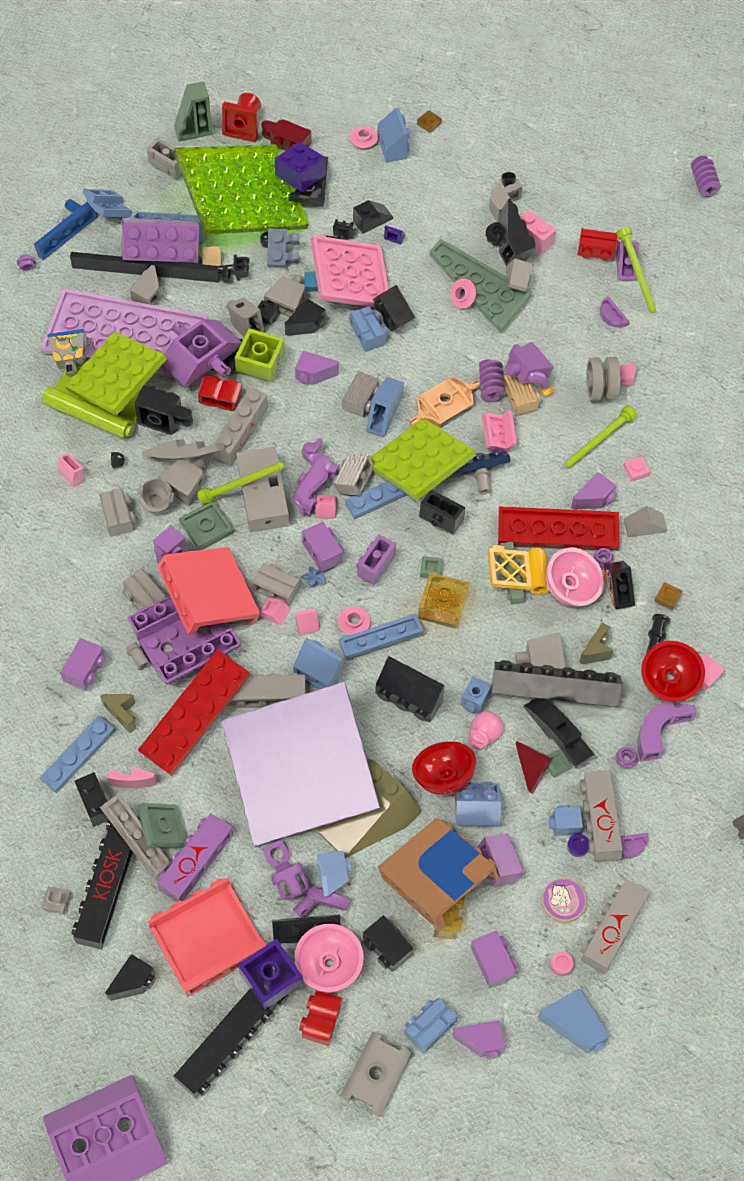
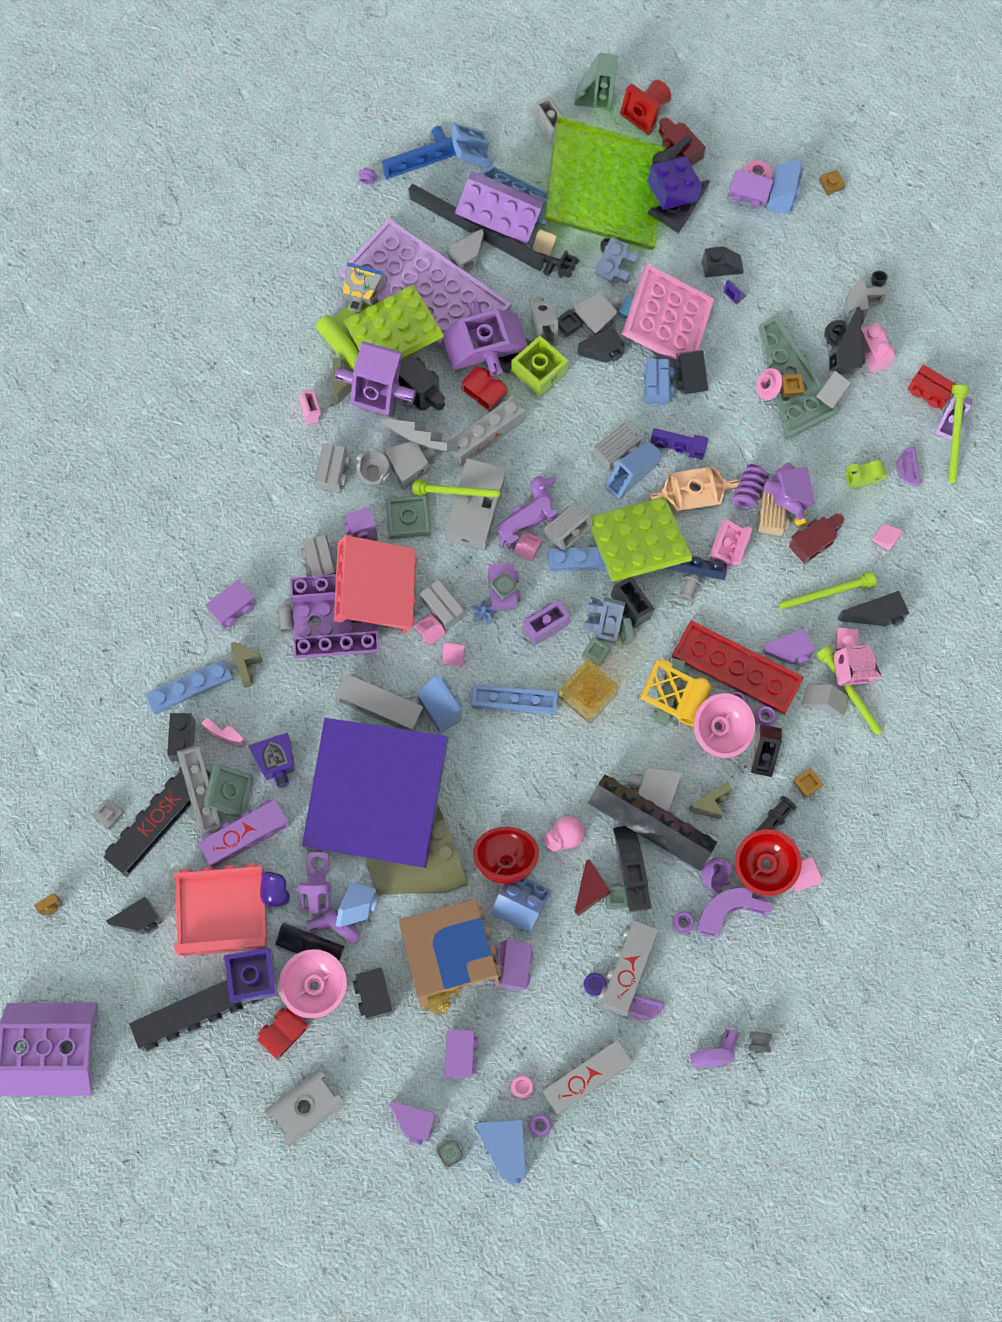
camera: 25 degrees right, 10 degrees up
(40, 1006) = (48, 905): none -> pearl gold plate
(89, 438) = (340, 388): none -> olive slope
(117, 459) = (357, 415): black hinge -> none
(124, 418) = (376, 380): none -> medium lavender slope
(190, 780) = (275, 758): none -> dark purple torso
(194, 712) = (307, 696): red plate -> none
(249, 893) = (273, 889): none -> dark purple hair
(285, 144) = (671, 152): none -> black piece
(315, 368) = (586, 402): medium lavender slope -> none
(325, 542) = (504, 585): none -> tile
(342, 230) = (682, 268): black arm -> none
(349, 628) = (491, 663): bright pink piece -> none
(364, 149) = (750, 188): none -> medium lavender brick
(409, 689) = (511, 765): black slope -> none
(413, 369) = (680, 443): none -> dark purple plate
(429, 1025) = (373, 1086): medium blue brick -> none
(431, 534) = (610, 620): none -> sand blue plate
(448, 538) = (626, 631): none -> sand green tile
(475, 695) = (572, 797): medium blue brick -> none
(484, 285) = (792, 385): none -> pearl gold plate
(529, 1052) = (450, 1153): none -> tile
(563, 900) = (554, 1029): tile -> none
(566, 820) = (593, 956): medium blue brick -> none
(567, 398) = (816, 537): none -> dark red hinge
(580, 332) = (865, 474): none -> lime leg
(600, 983) = (547, 1125): none -> medium lavender plate
(603, 378) = (856, 532): light grey wheel -> none
(628, 488) = (827, 656): none -> lime piece
(632, 703) = (716, 874): none -> medium lavender hair
(650, 435) = (880, 611): none -> black slope
(655, 482) = (855, 663): none -> bright pink torso
(715, 855) = (717, 1056): none -> medium lavender arm

